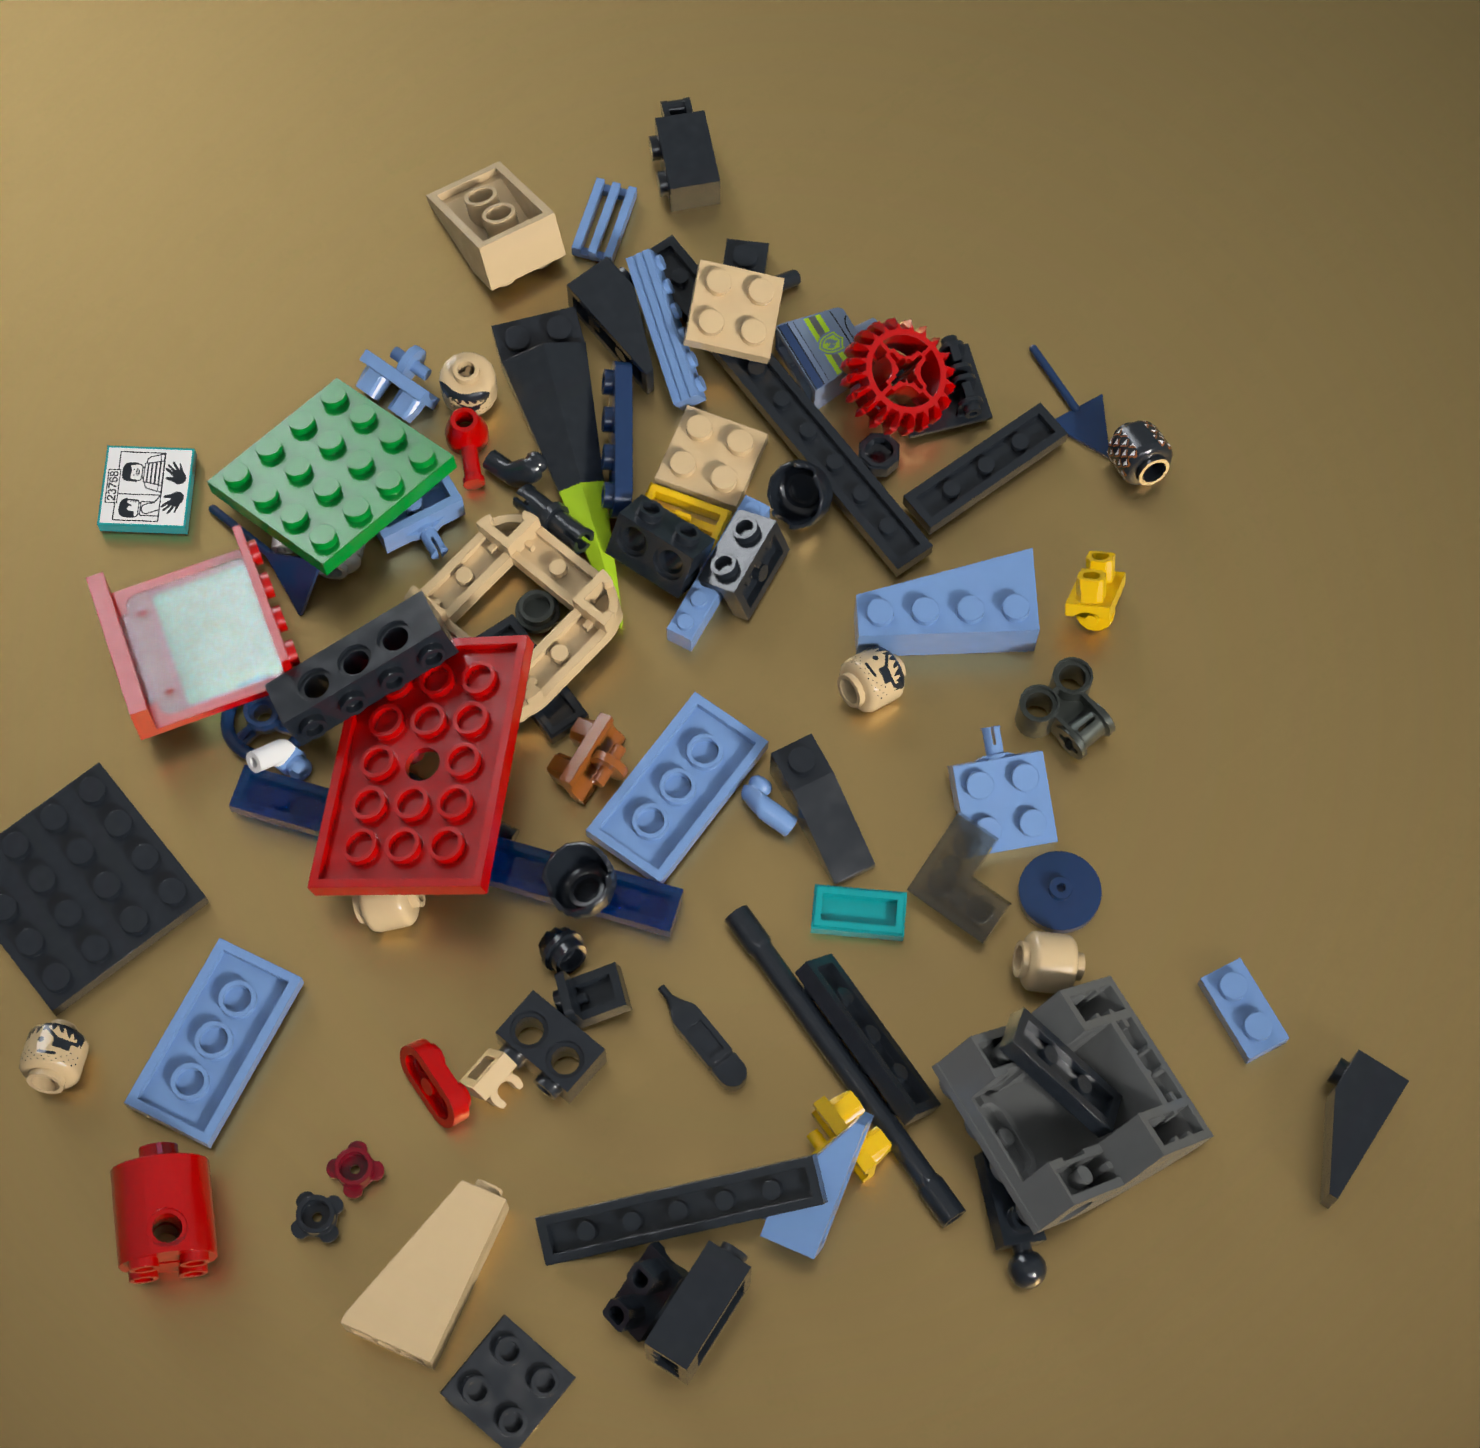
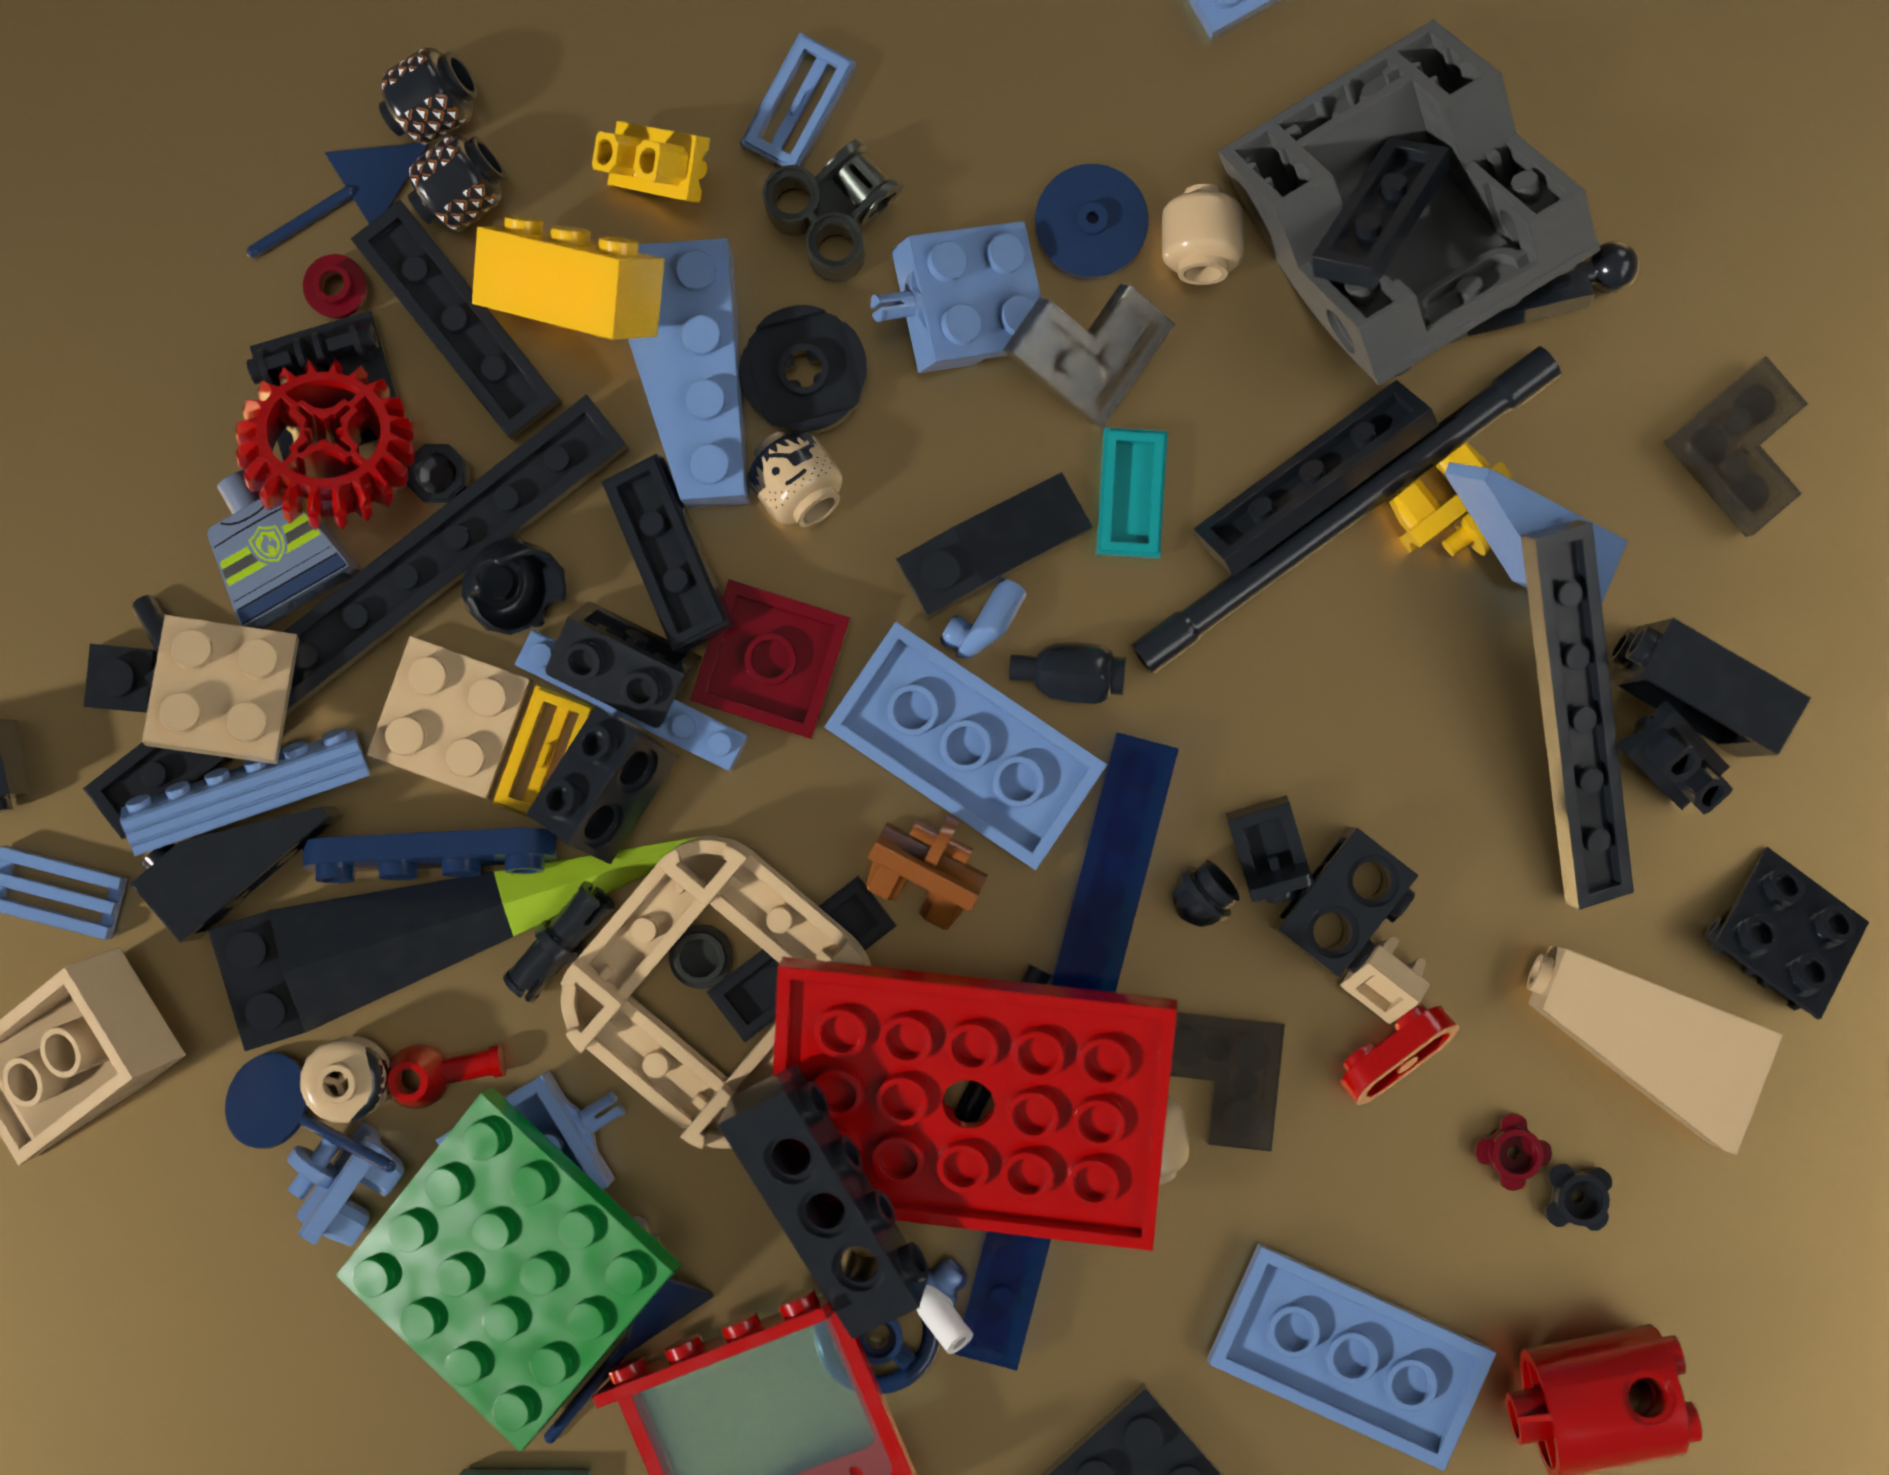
camera: 90 degrees left, 20 degrees up
(439, 973) = (1244, 1070): none -> clear smoke plate
(447, 338) = (268, 1108): none -> dark blue piece
(516, 472) = (483, 1000): black arm -> none
(579, 879) = (1127, 873): black hair -> none
(705, 1042) = (1320, 695): black piece -> none
(728, 863) = (1072, 672): none -> black plant
(744, 661) = (773, 661): none -> dark red plate
(815, 595) = (668, 554): none -> black tile
(889, 1349) = (1725, 451): none -> clear smoke plate
(944, 714) = (824, 340): none -> black plate
(1004, 405) = (345, 302): none -> dark red plate
(1008, 525) = (568, 278): none -> yellow brick
(1080, 468) = (456, 182): none -> black head
(1133, 708) = (825, 56): none -> medium blue tile

